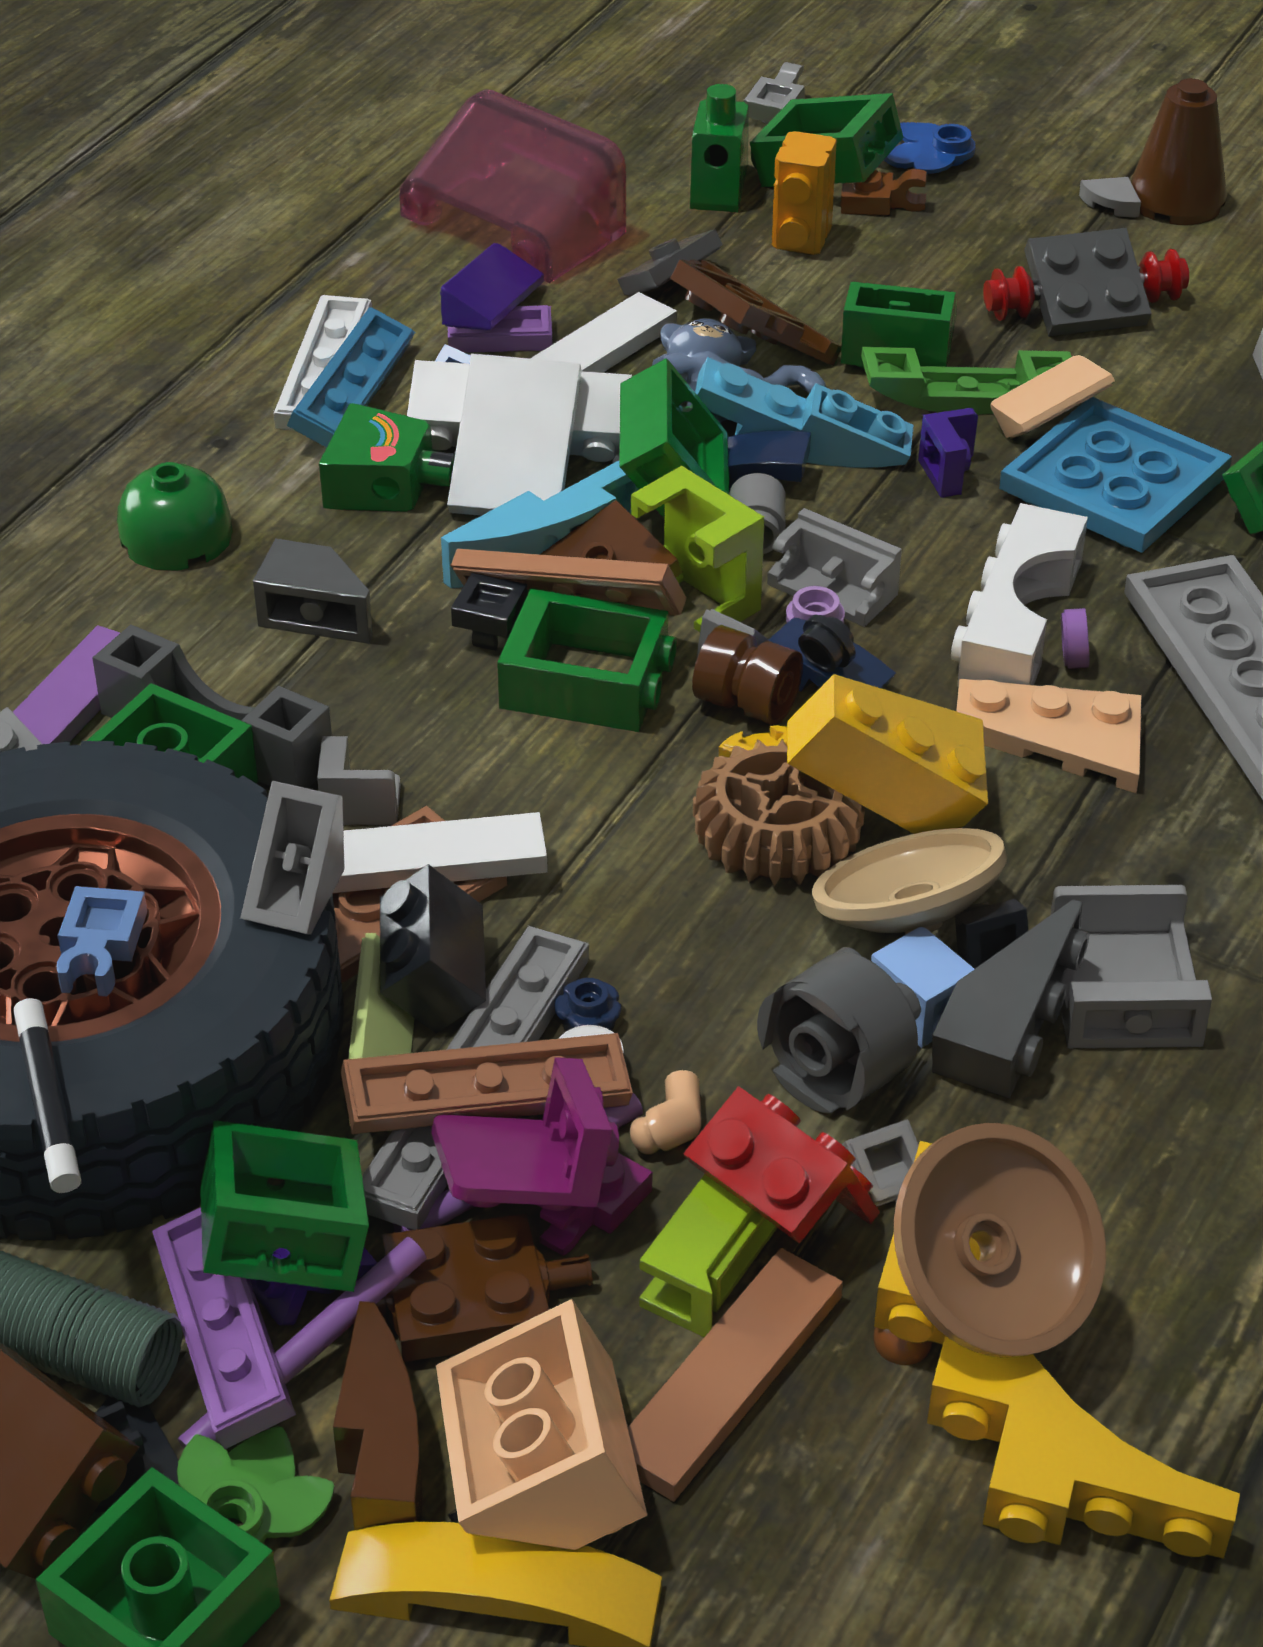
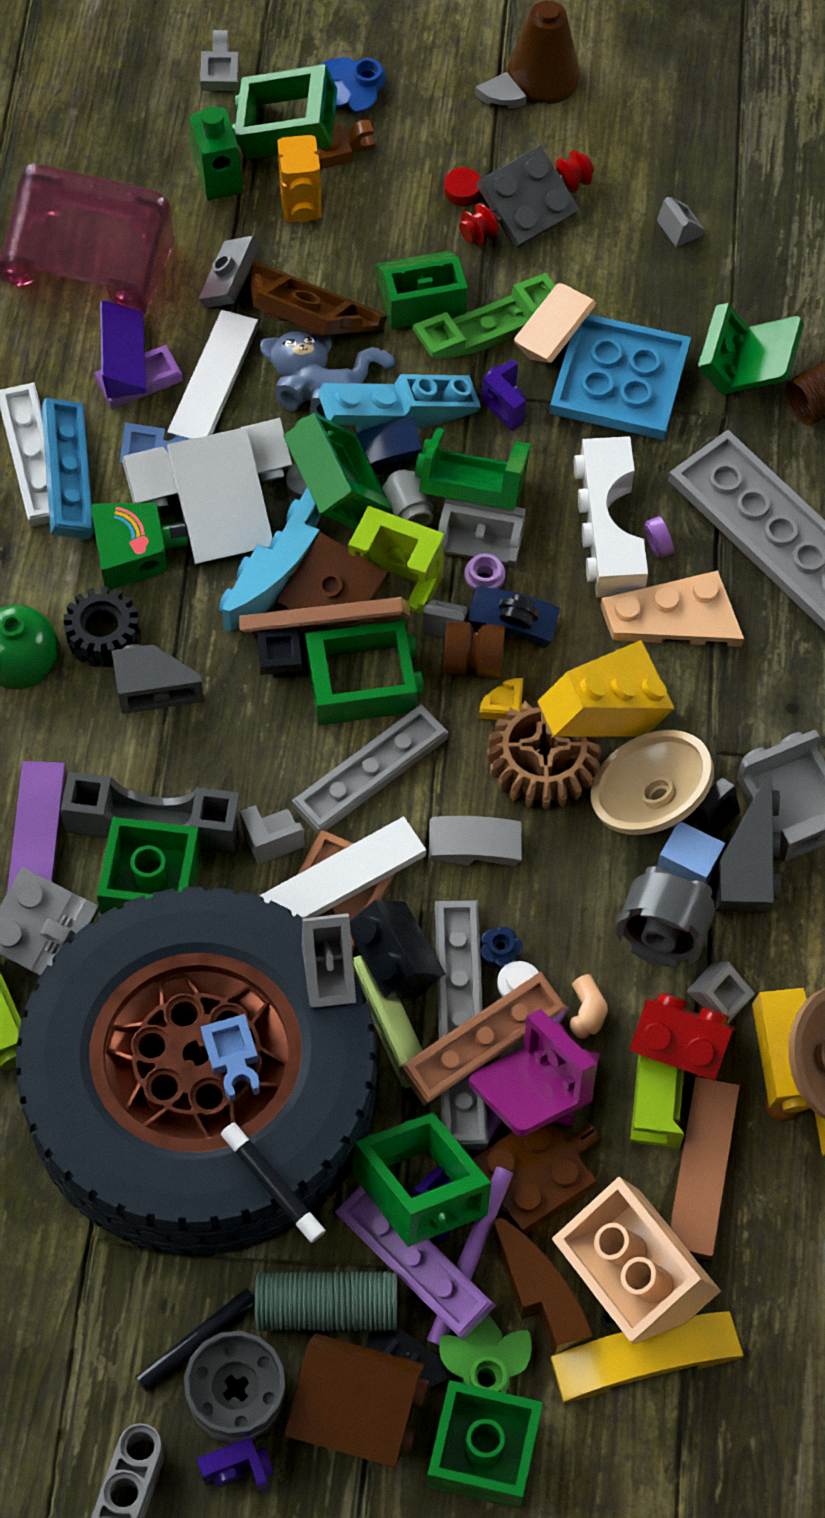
camera: 25 degrees left, 20 degrees up
(286, 515) = (96, 607): none -> black tyre
(536, 767) = (370, 769): none -> light grey tile
(638, 877) = (475, 838): none -> light grey slope
(901, 515) = (470, 476): none -> green panel
(1007, 257) = (461, 186): none -> red tile

